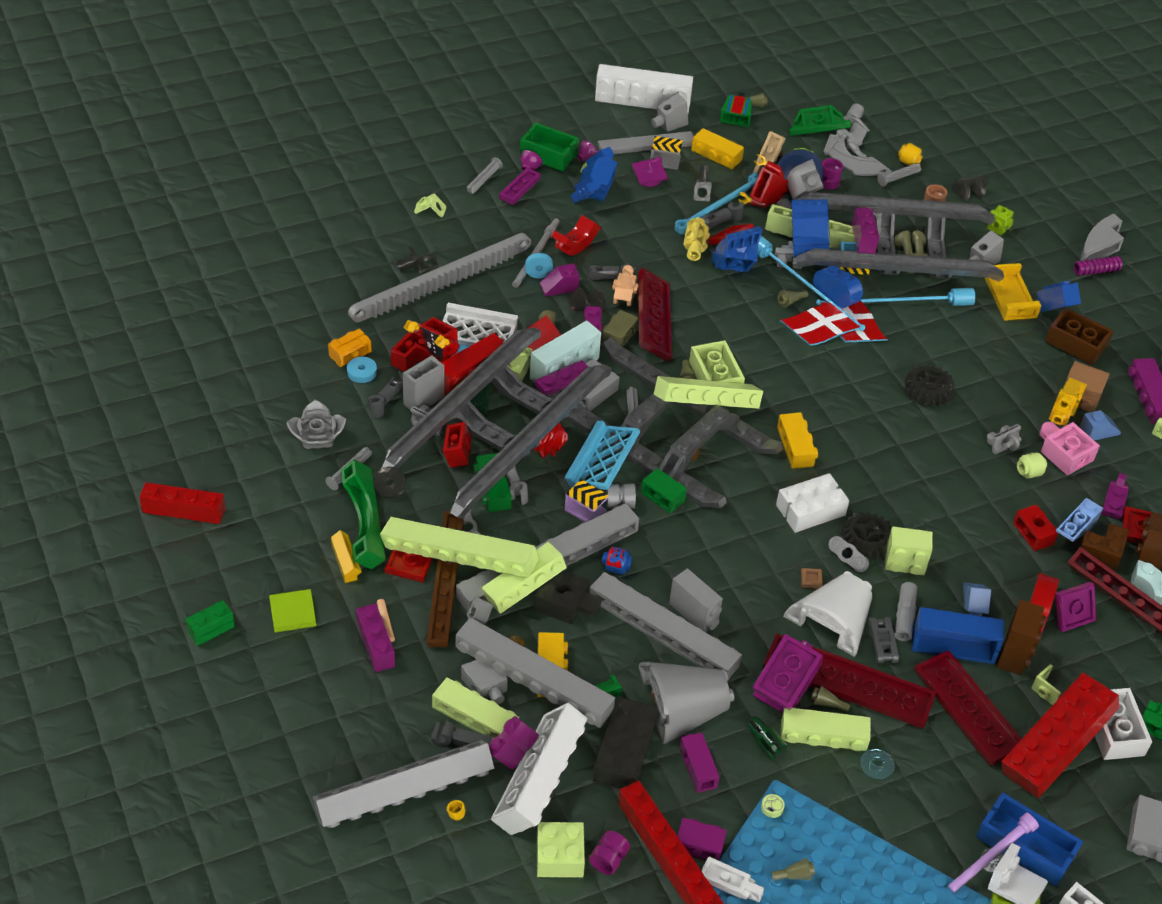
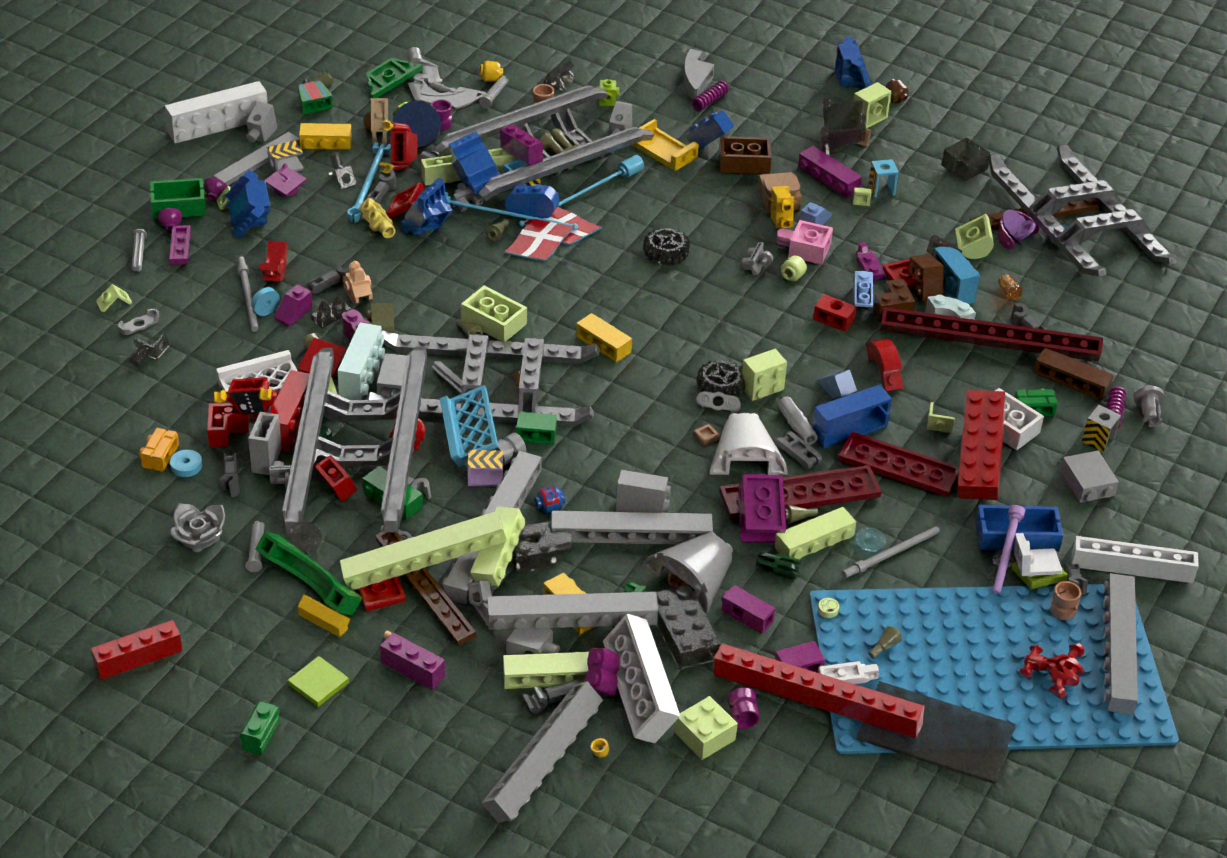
camera: 35 degrees left, 5 degrees down
(438, 278) = (183, 355): light grey gear -> none
(442, 236) = (149, 319): none -> light grey piece
(560, 379) = (378, 379): magenta plate -> none
(654, 314) = (402, 295): dark red plate -> none
(708, 392) = (510, 331): yellowish green brick -> none
(804, 179) = (430, 128): light grey brick -> none
(812, 502) = (662, 375): white piece -> none
(843, 784) = (861, 566): none -> light grey bar
(1022, 637) = (902, 387): reddish brown brick -> none
(1075, 606) = (913, 352): magenta tile -> none

